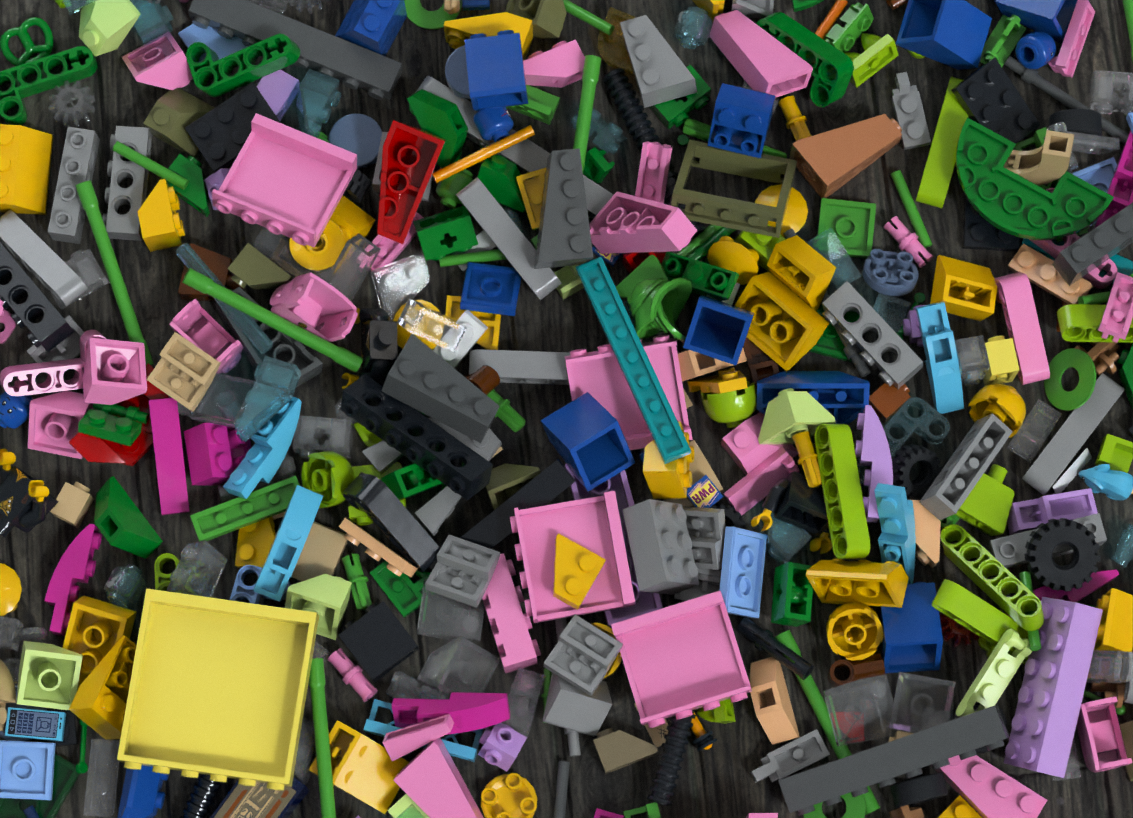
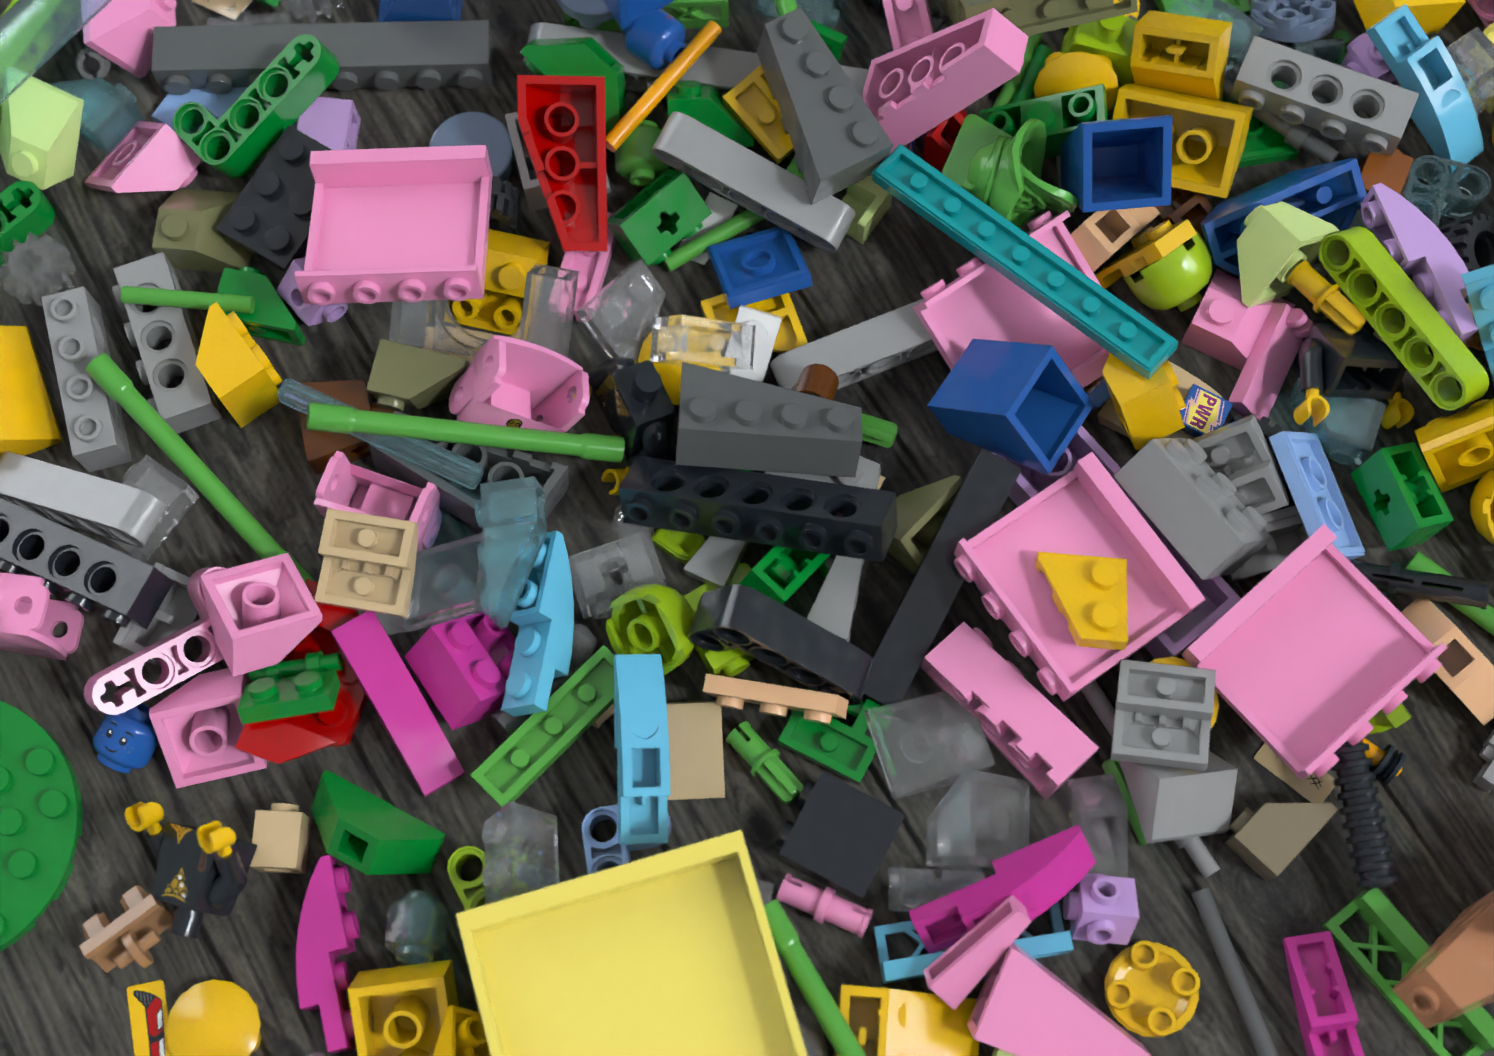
camera: 25 degrees left, 5 degrees down
(255, 543) = (587, 775): yellow wing -> none
(314, 101) = (389, 113): clear light blue slope -> none
(324, 253) = (499, 315): yellow dish -> none
(325, 596) = (728, 803): yellowish green slope -> none
(462, 570) = (919, 673): light grey slope -> none

